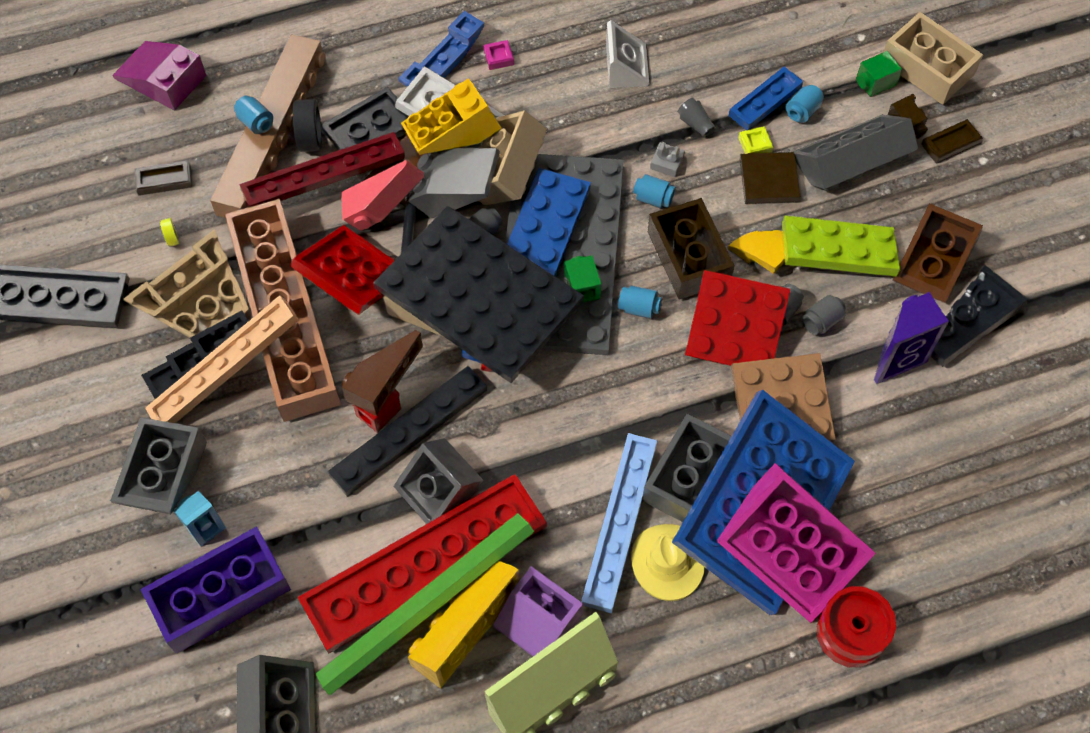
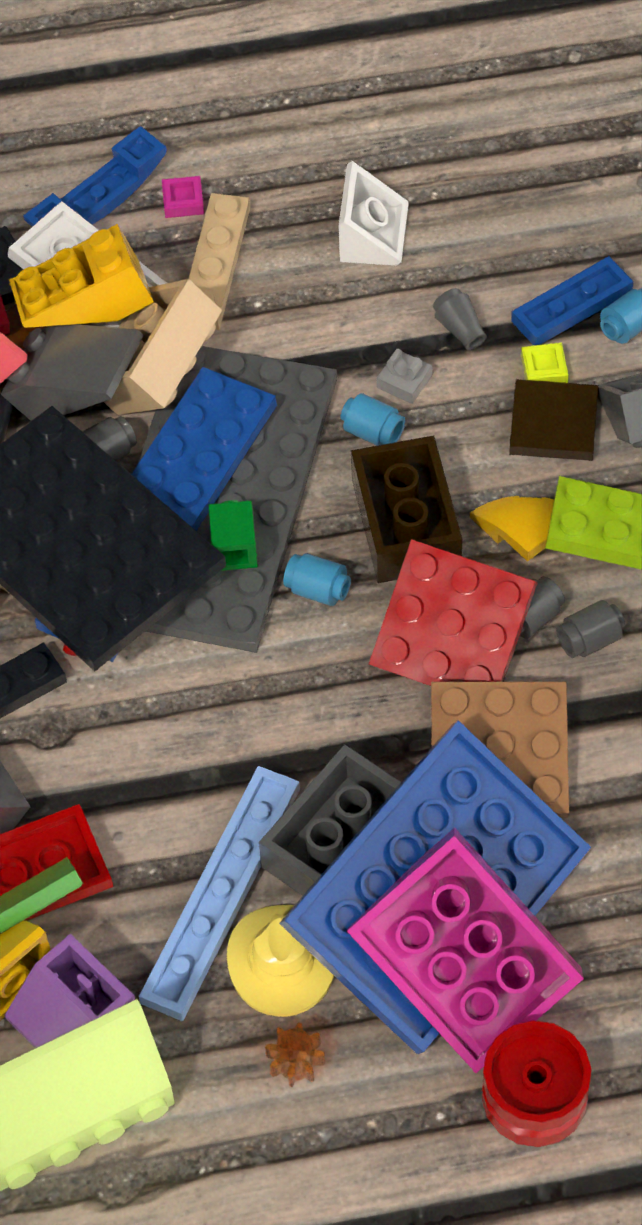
camera: 10 degrees right, 5 degrees down
(529, 83) = (219, 247): none -> tan plate
(685, 630) = (291, 1041): none -> clear orange gear

